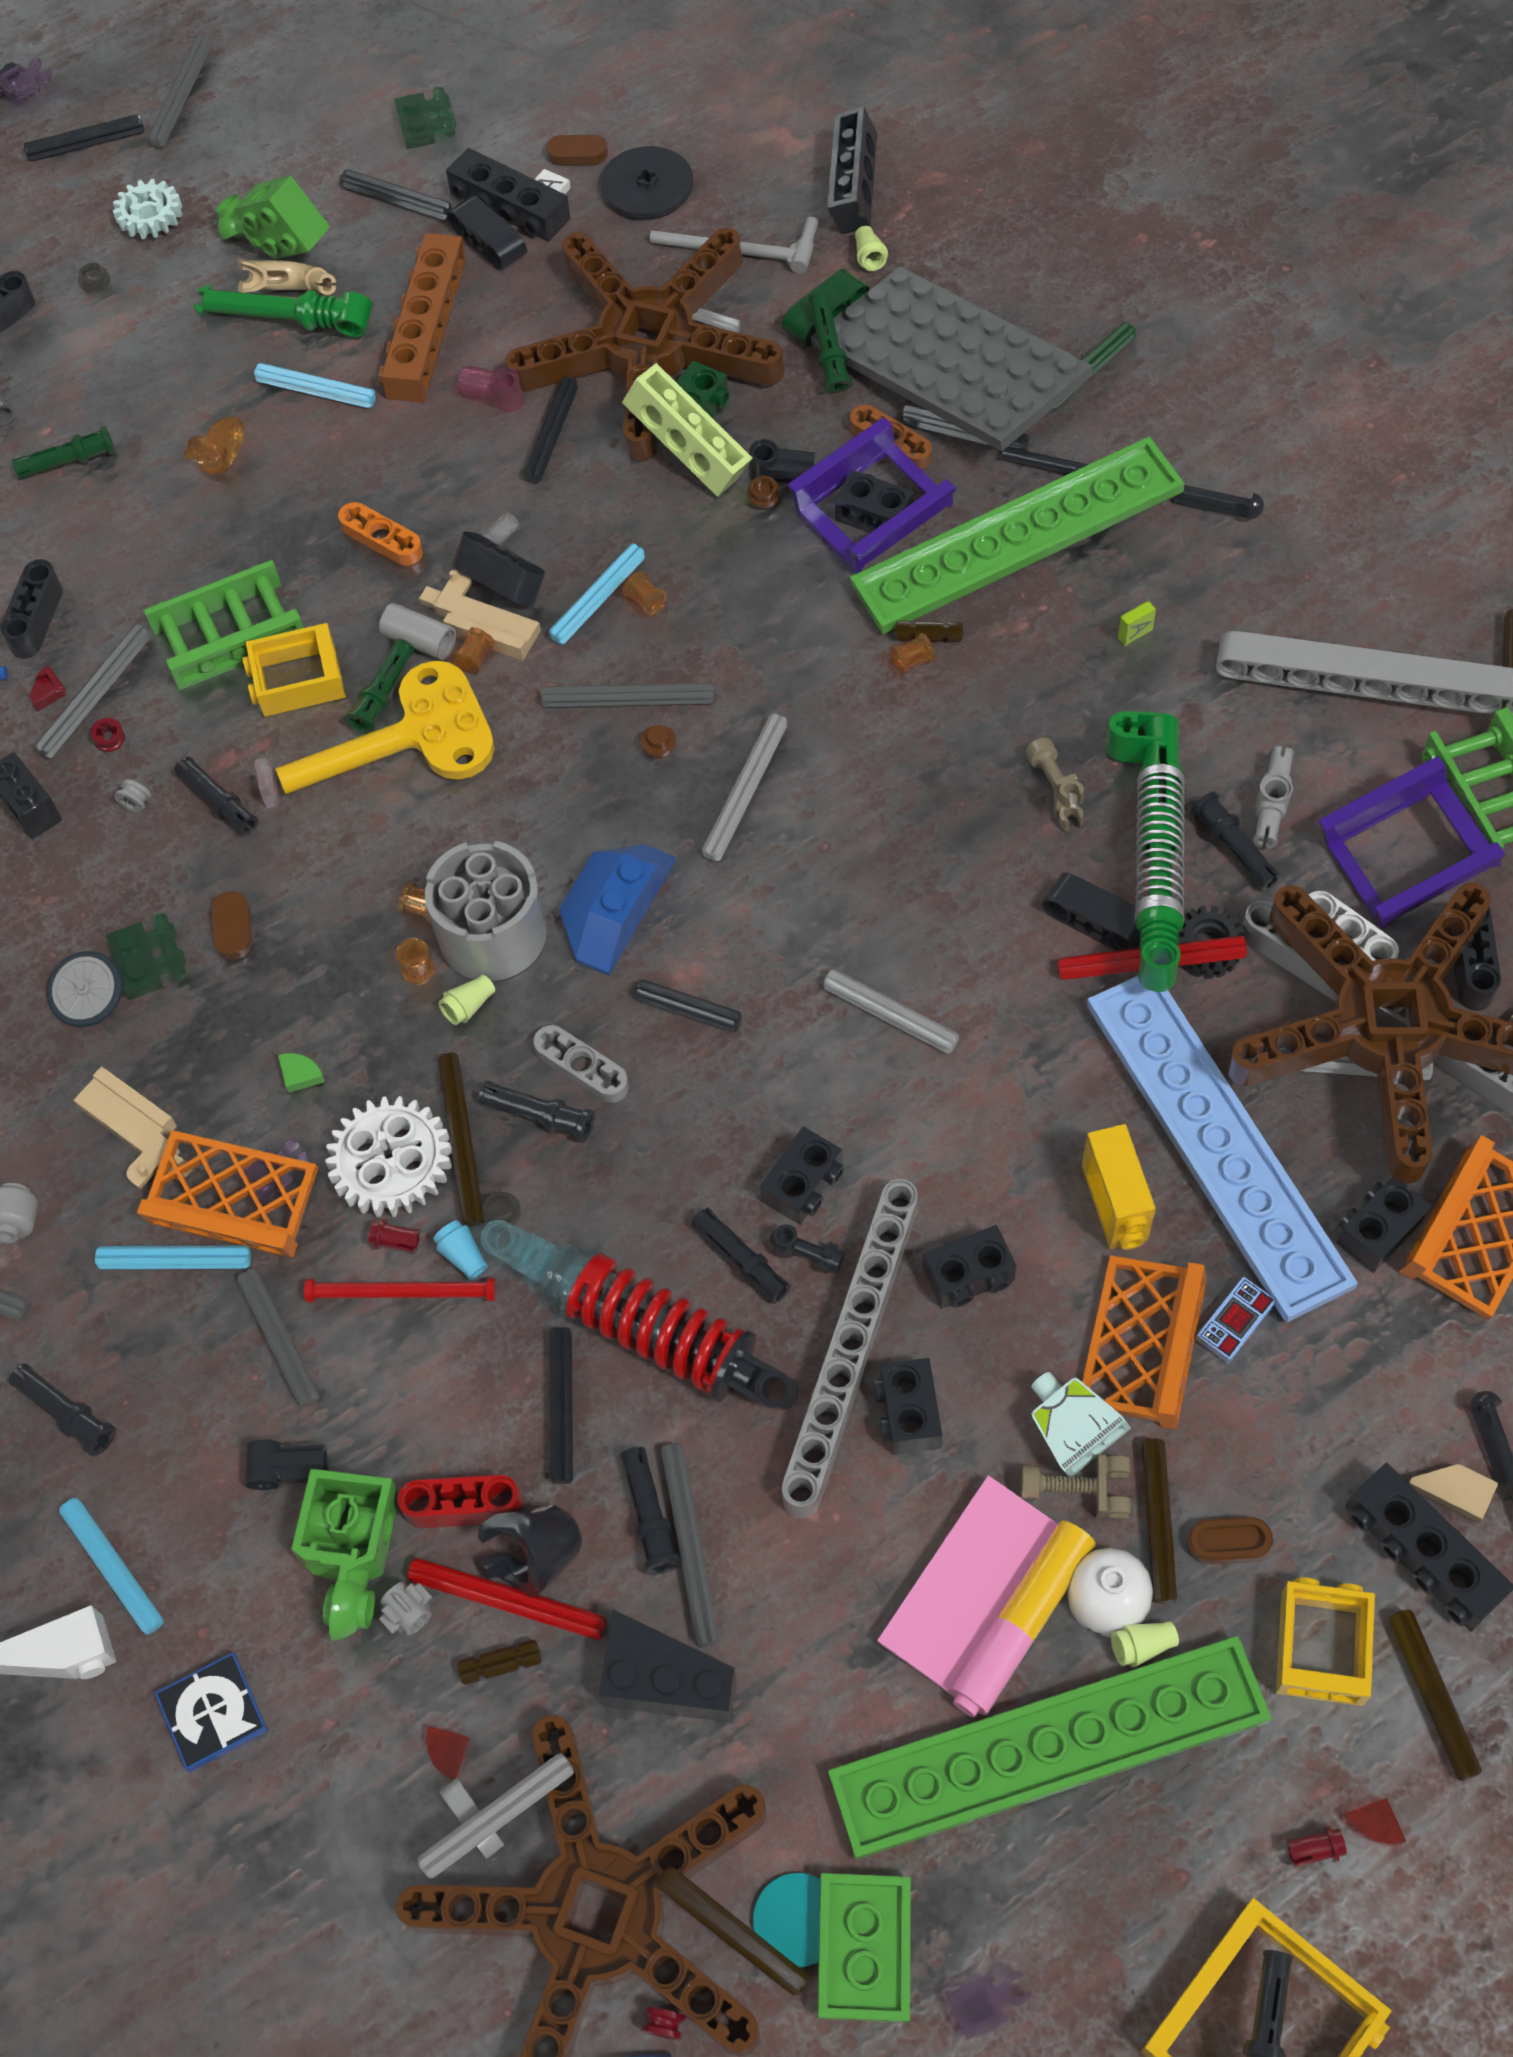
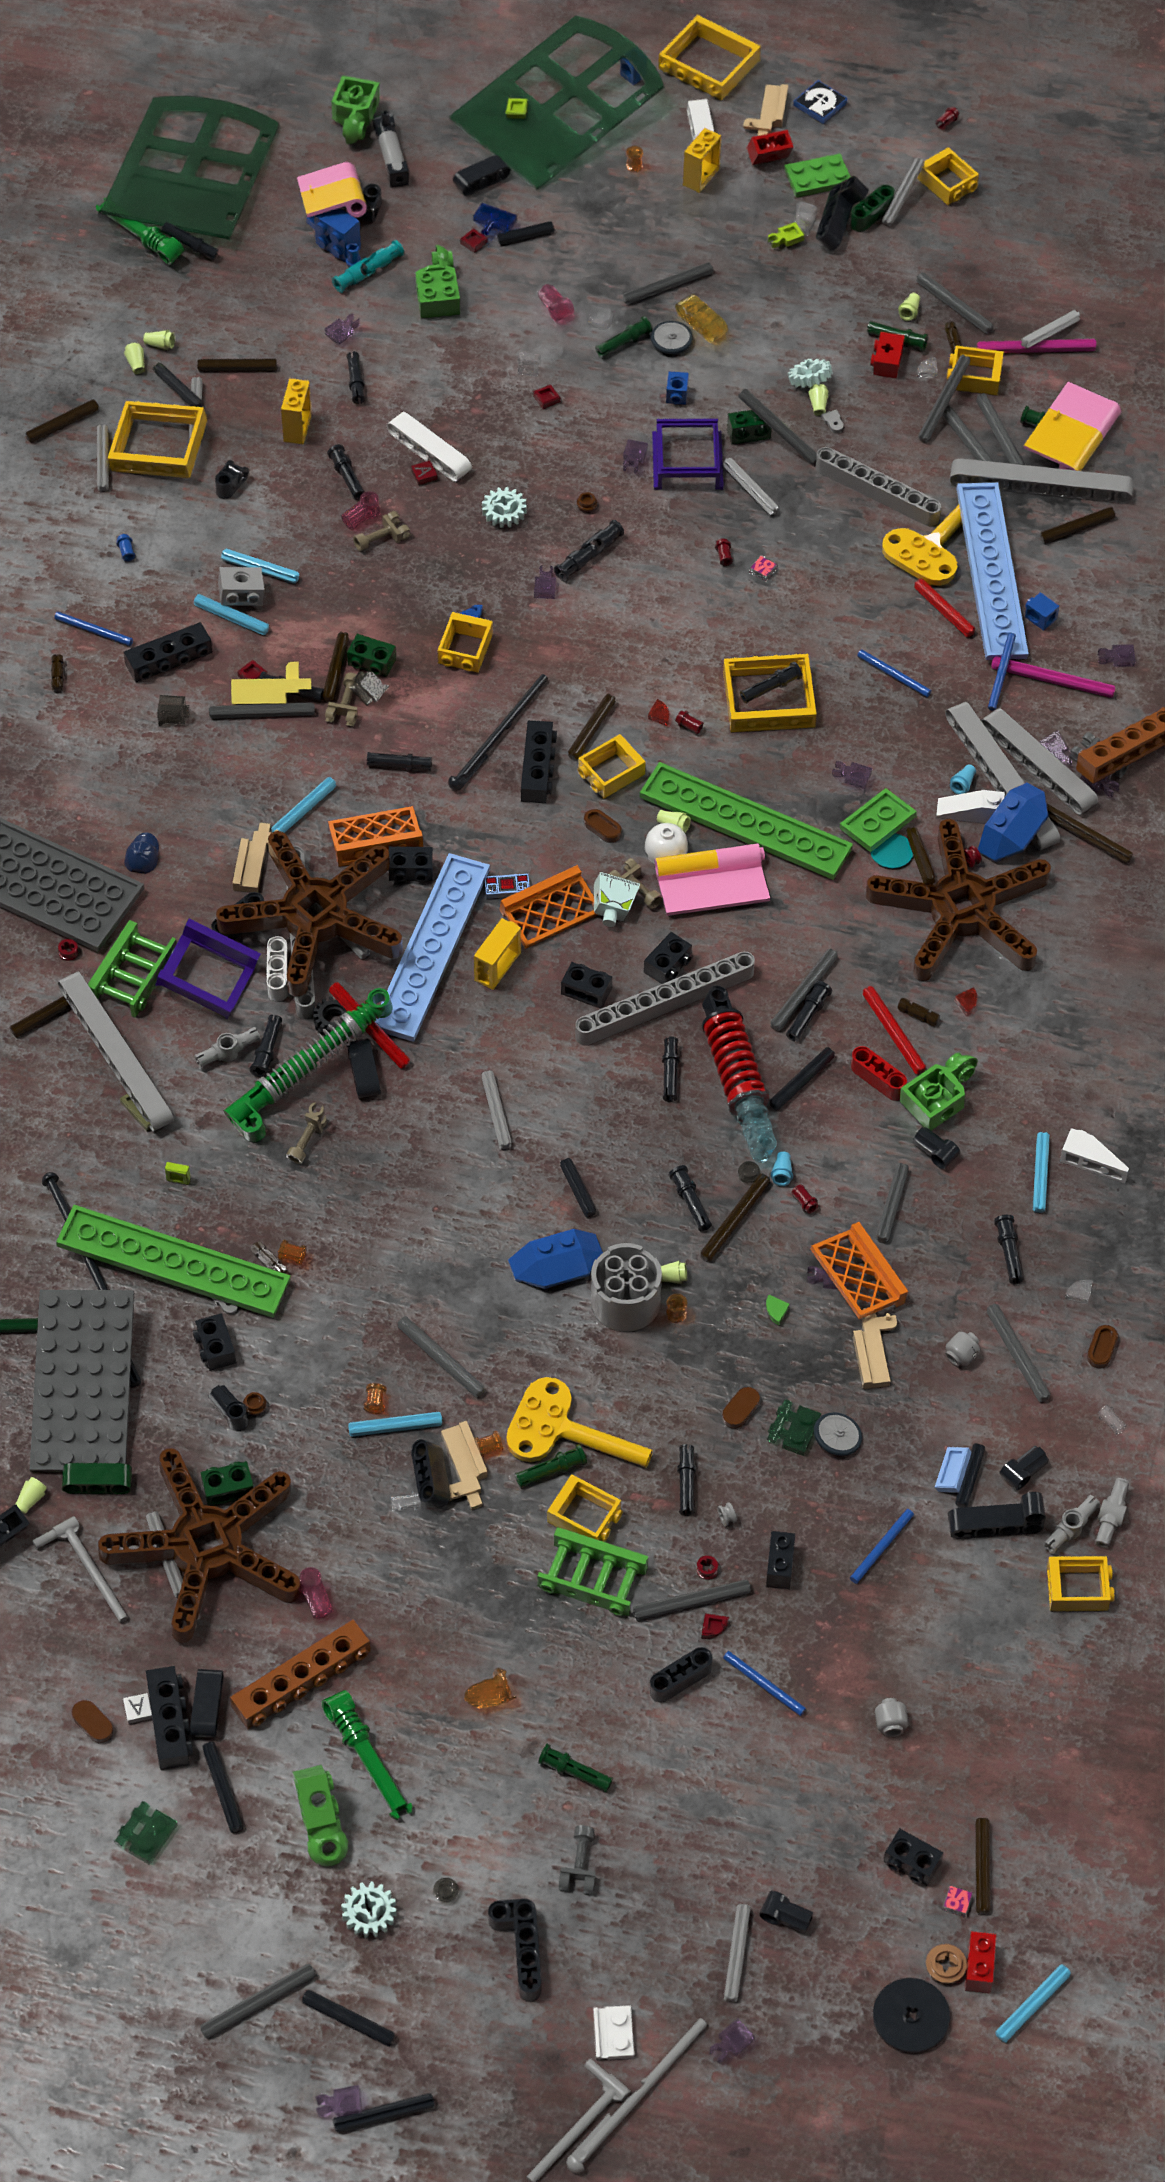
camera: 140 degrees left, 5 degrees down
(173, 1257) = (911, 1277): medium azure axle -> none
(211, 1712) = (1046, 1087): tile -> none
(267, 782) = (656, 1460): clear tile -> none
(284, 275) = (360, 1784): tan piece -> none
(315, 385) = (401, 1690): medium azure axle -> none
(378, 1128) = (774, 1232): white gear -> none
(386, 546) = (459, 1569): orange beam -> none
(400, 1290) = (859, 1207): red bar -> none
(405, 1608) = (937, 1052): light grey gear -> none
(413, 900) = (651, 1338): clear orange bush -> none
(419, 630) = (504, 1478): light grey pin -> none
(464, 1809) = (979, 969): light grey beam -> none
(495, 1815) = (971, 949): light grey axle -> none
(545, 1535) = (863, 1021): black piece -> none
(550, 430) = (314, 1541): black axle -> none
(586, 1079) = (646, 1212): light grey beam -> none
(658, 741) = (453, 1319): reddish brown plate -> none
(663, 1675) = (862, 950): black wedge -> none
(668, 184) = (89, 1675): black piece -> none
(686, 429) = (262, 1448): yellowish green brick -> none
(744, 787) = (440, 1262): light grey axle -> none
(788, 1244) = (647, 1055): black bar -> none
(794, 1172) = (613, 1078): black brick -> none
(831, 354) = (134, 1439): dark green pin -> none
(859, 455) = (232, 1312): dark purple piece -> none
(915, 441) = (164, 1384): dark orange beam -> none
(1159, 1521) = (619, 851): dark brown axle -> none
(1457, 1489) = (500, 771): tan tile -> none

